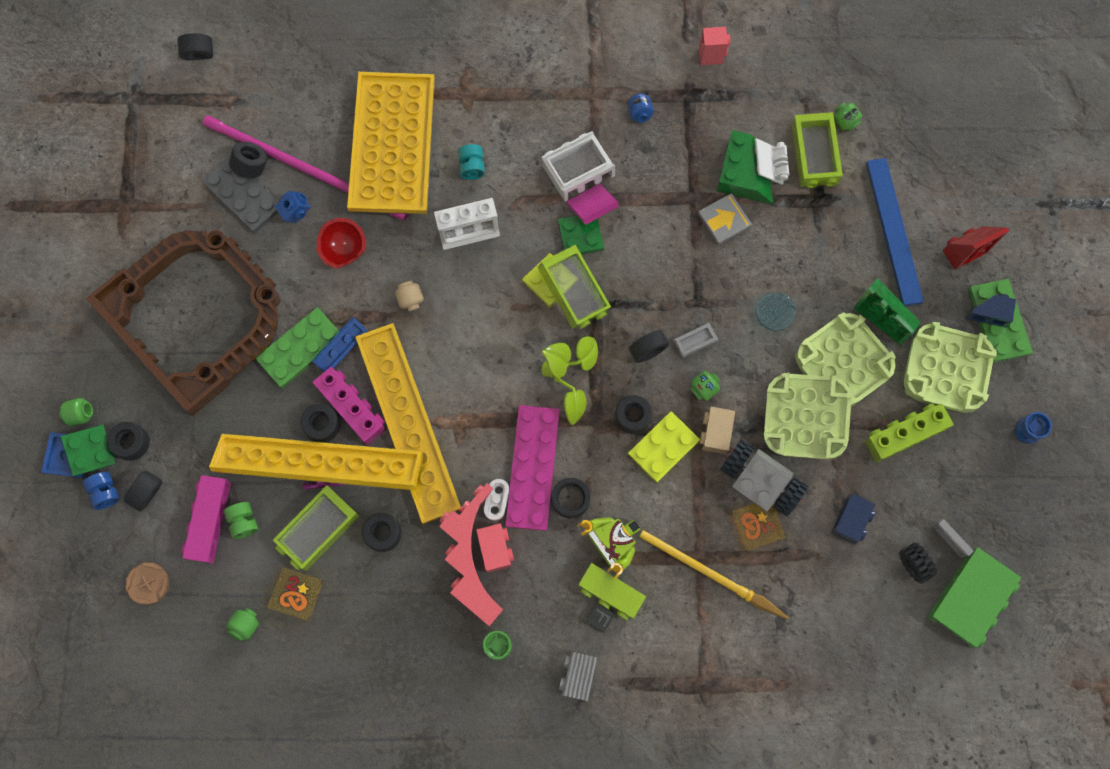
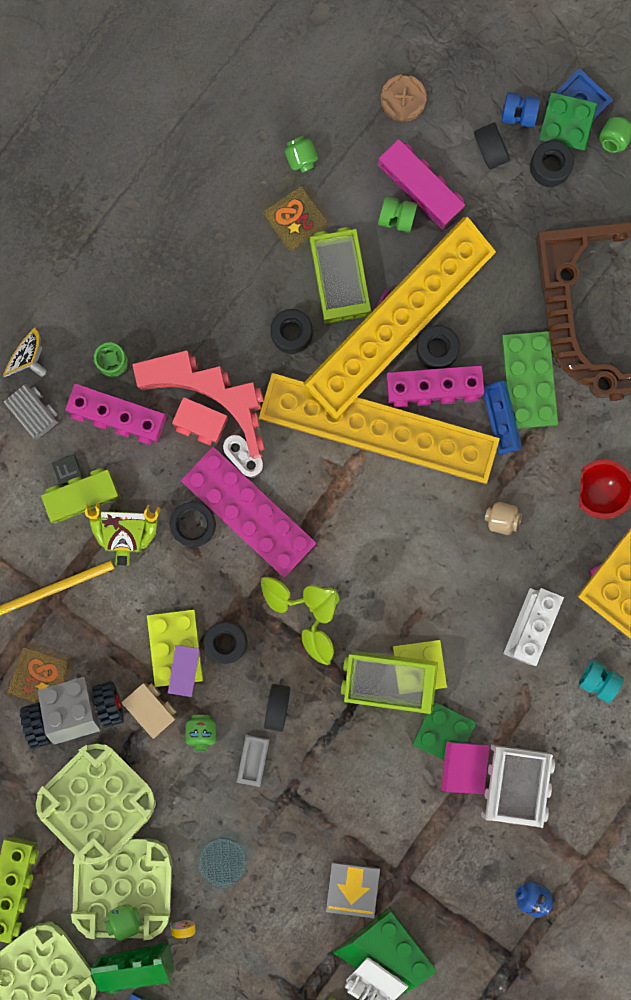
camera: 130 degrees right, 10 degrees up
(534, 613) = (115, 413): none -> dark pink brick
(540, 713) = (27, 355): none -> shield
(674, 426) = (183, 670): none -> medium lavender tile
(837, 302) = (183, 929): none -> yellow tile
(865, 339) = (123, 922): none -> bright green head

